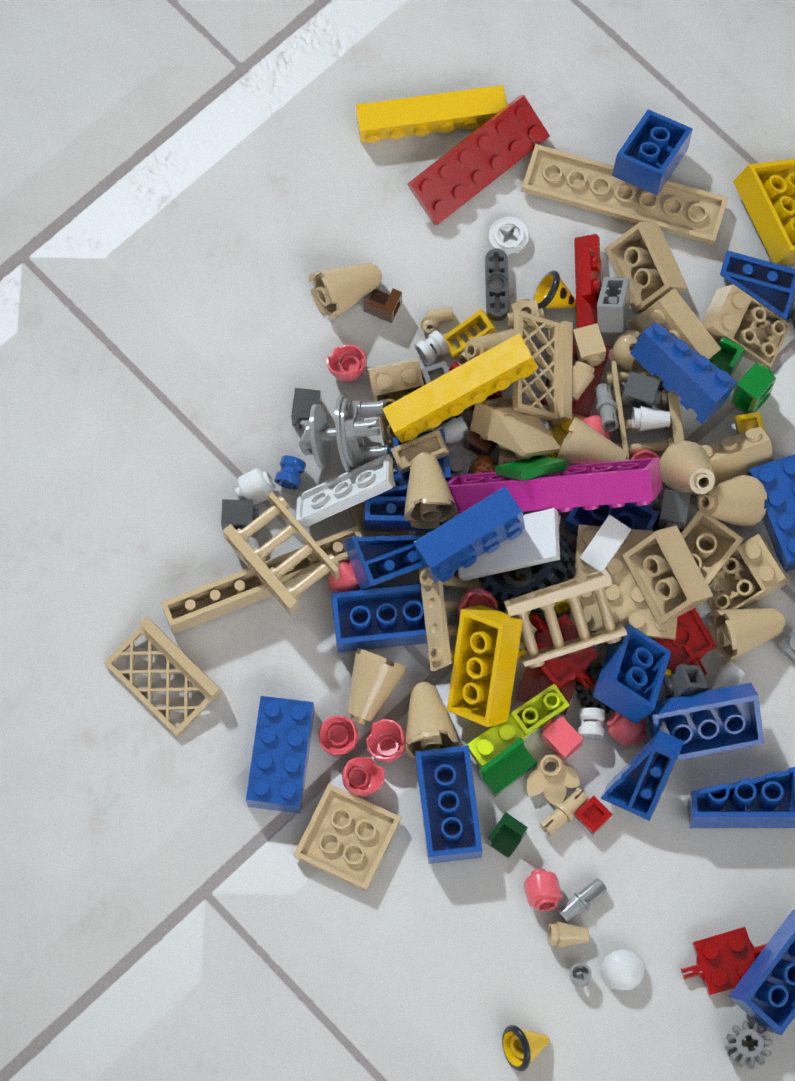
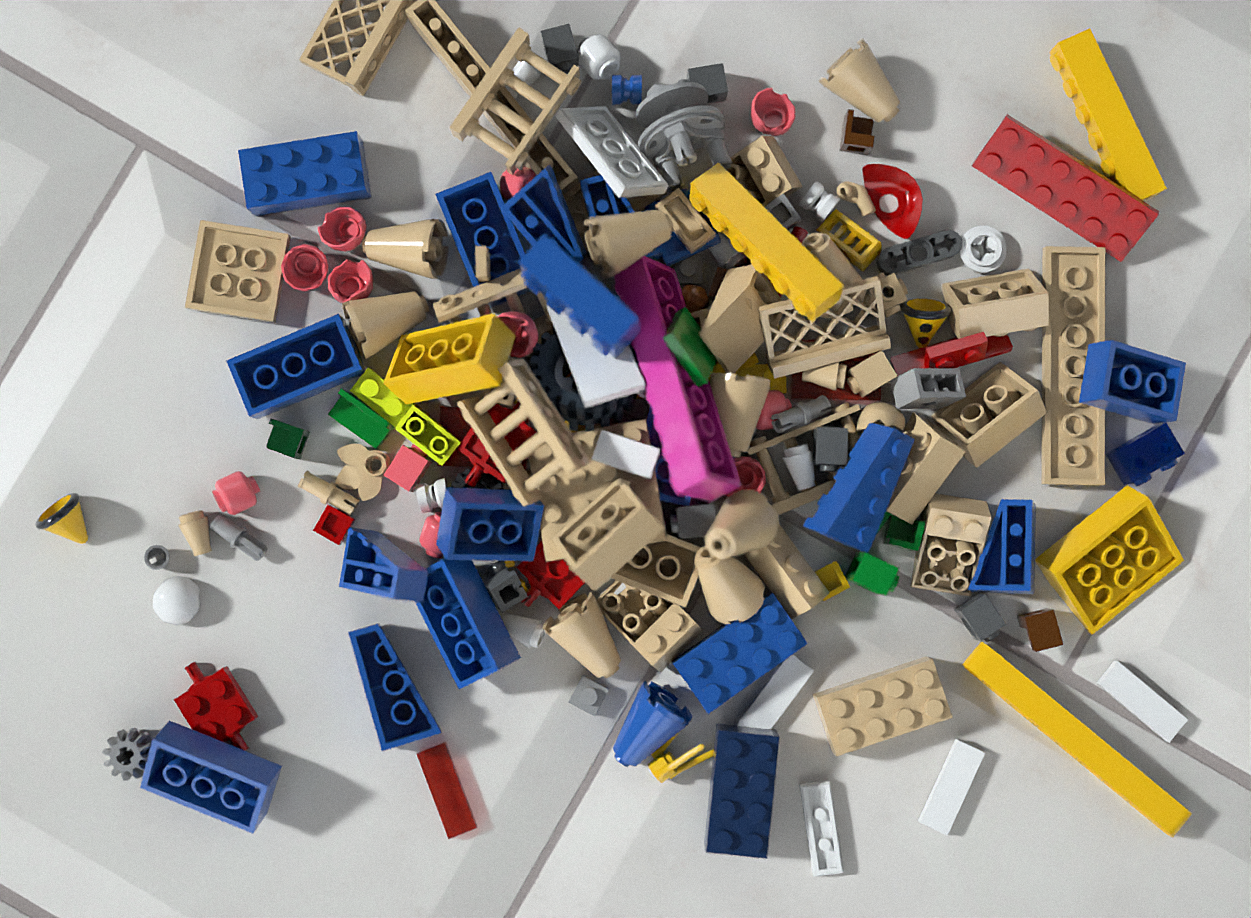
camera: 70 degrees right, 15 degrees up
(411, 617) = (483, 271): none -> tan tile
(462, 283) = (886, 179): none -> red piece
(557, 235) = (997, 304): none -> tan slope
(711, 161) = (1144, 454): none -> clear blue brick

